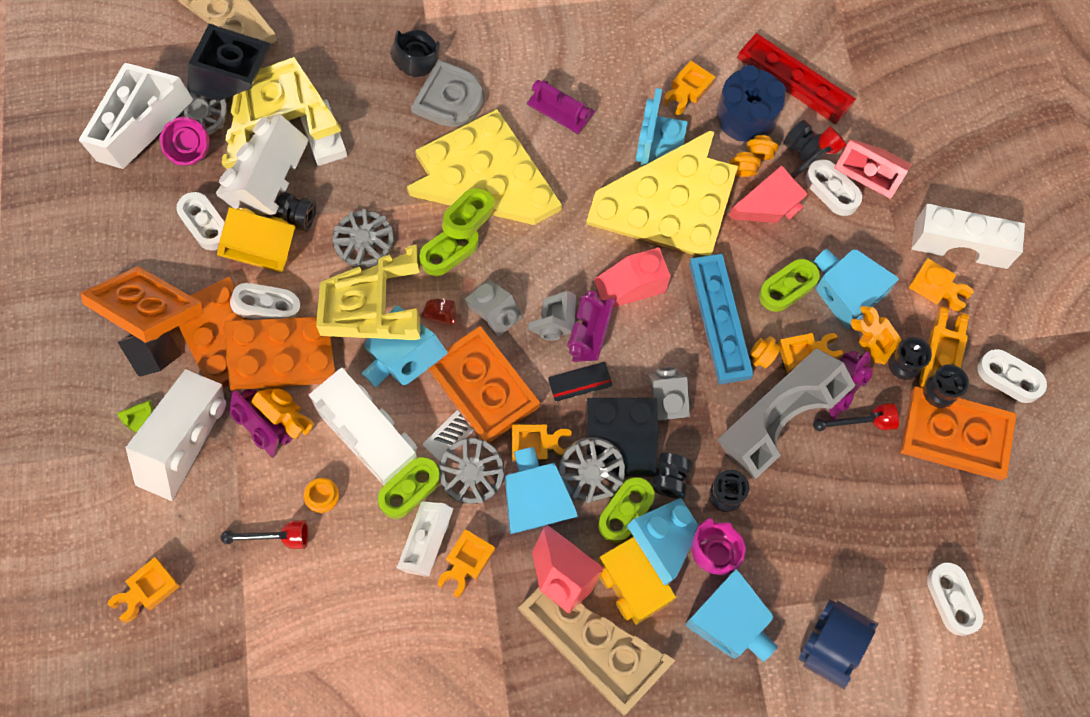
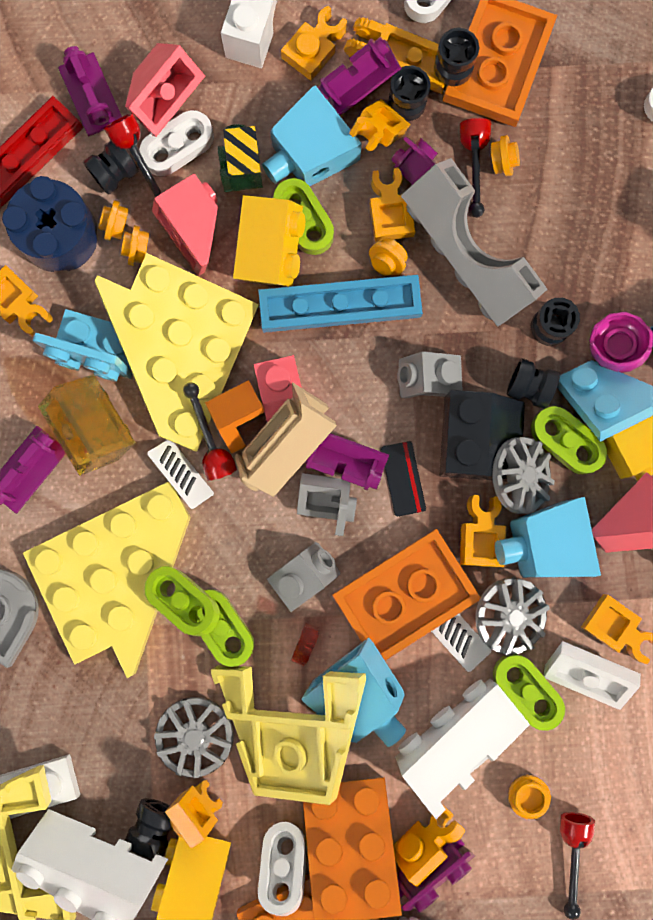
camera: 85 degrees left, 15 degrees up
(308, 233) = (193, 814): none -> light orange plate
(567, 212) = (180, 473): none -> white sticker
(580, 235) = (217, 461): none -> hinge
(599, 140) = (86, 424): none -> clear yellow brick
(600, 275) = (284, 442): none -> tan window
(618, 238) = (232, 410): none -> orange panel
(761, 254) = (269, 241): none -> yellow piece
(828, 232) = (240, 159): none -> brick
(867, 122) = (88, 90): none -> magenta hinge
(870, 441) = (504, 156): none -> light orange plate
(924, 321) = (369, 70): none -> magenta hinge

